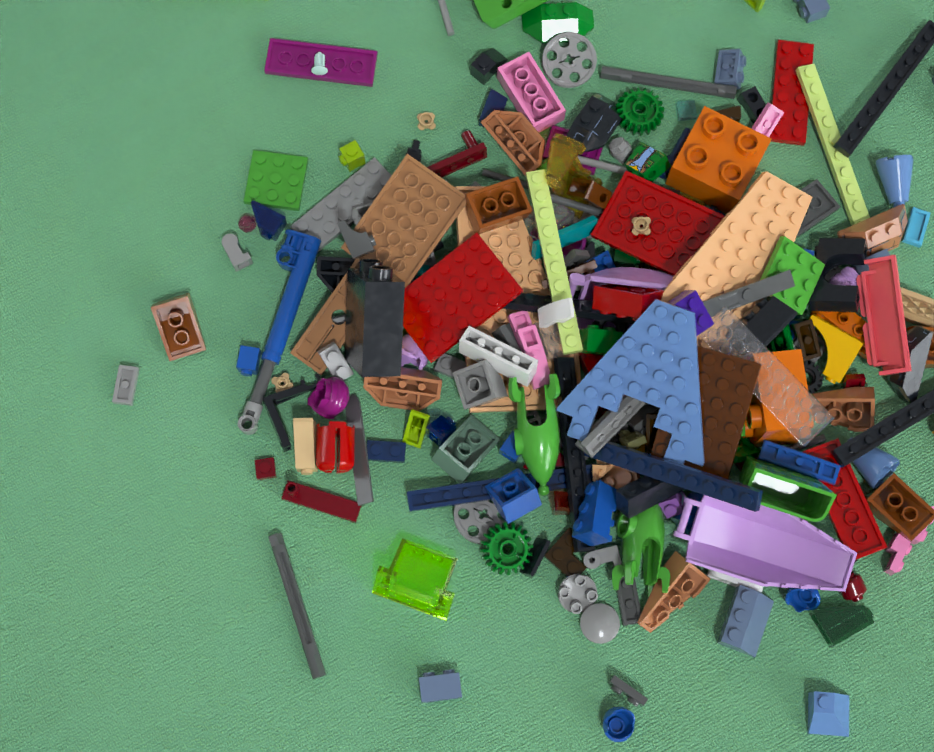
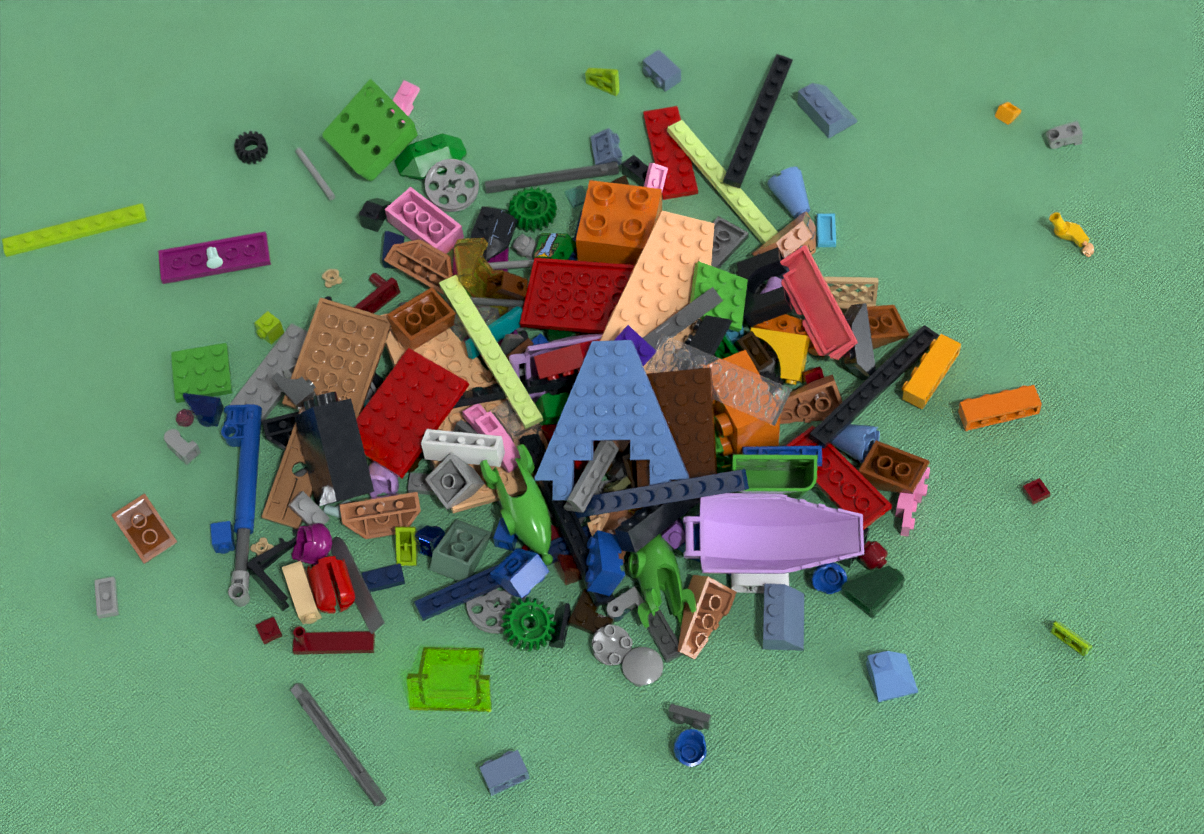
camera: 10 degrees left, 15 degrees down
(555, 312) = (506, 389): white slope -> none
(637, 221) = (560, 295): tan plate -> none

